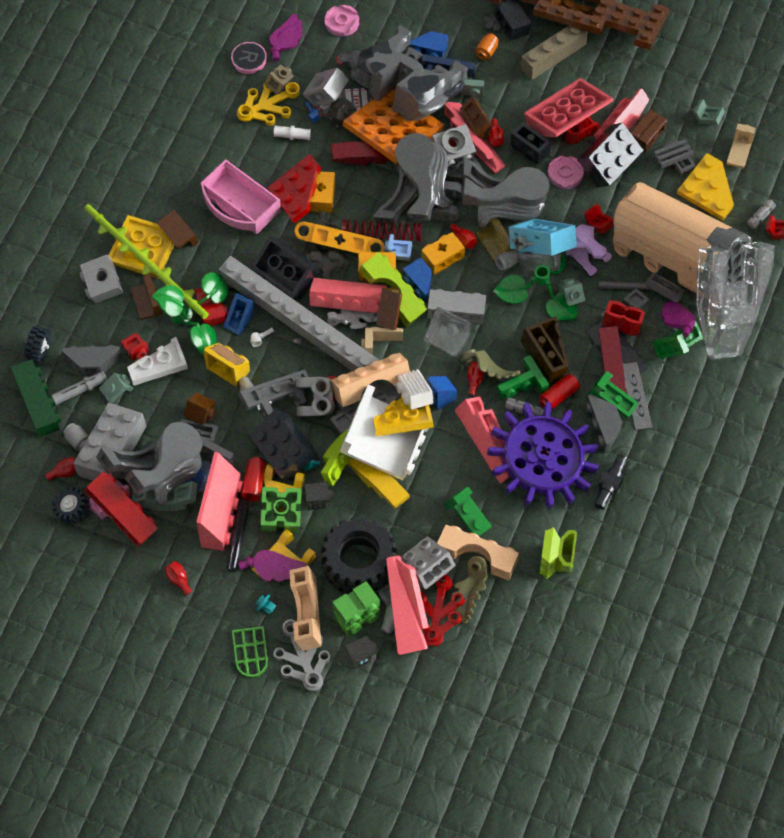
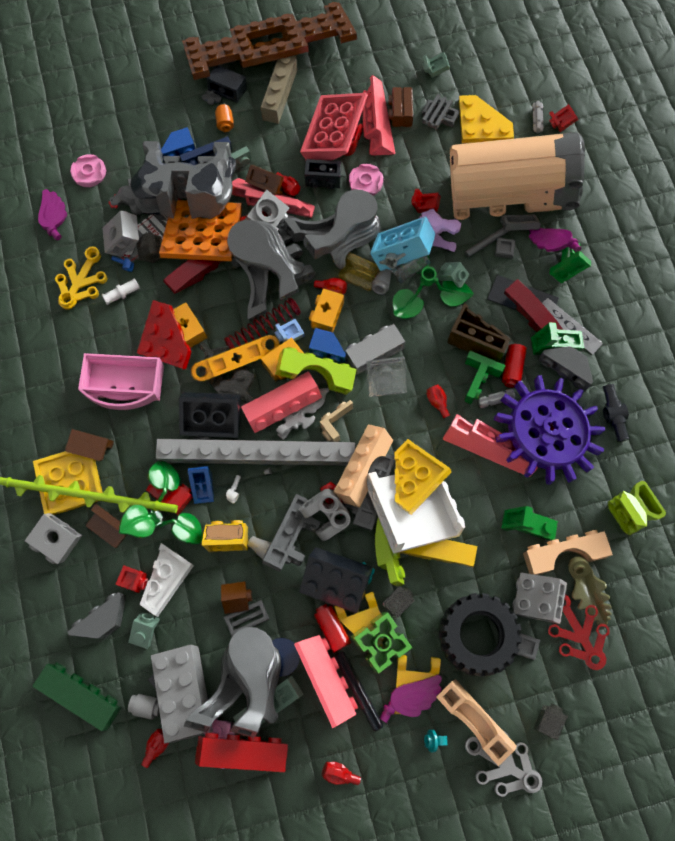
camera: 35 degrees left, 10 degrees up
(37, 344) = (40, 644): black wheel -> none
(70, 505) = (189, 781): black wheel -> none
(78, 388) = (110, 655): light grey pin -> none
(209, 448) = (280, 626): dark grey tile -> none
(244, 644) = (445, 793): bright green window -> none
(248, 57) = (33, 251): black tile -> none
(282, 76) = (76, 248): dark tan brick -> none
(356, 609) = (519, 687): bright green brick -> none
(388, 622) = (548, 667): light grey cone -> none
(389, 308) = (329, 390): reddish brown panel -> none
(406, 606) = (560, 653): coral wedge -> none
(414, 389) = (407, 448): white brick -> none
(442, 391) = (424, 433): blue slope -> none
(487, 365) = (443, 383): olive plant -> none
(610, 155) = (394, 142): brick -> none
(625, 318) = (513, 268): red brick -> none
(731, 308) = (597, 188): clear wedge -> none
(741, 145) = (479, 74): tan bracket -> none

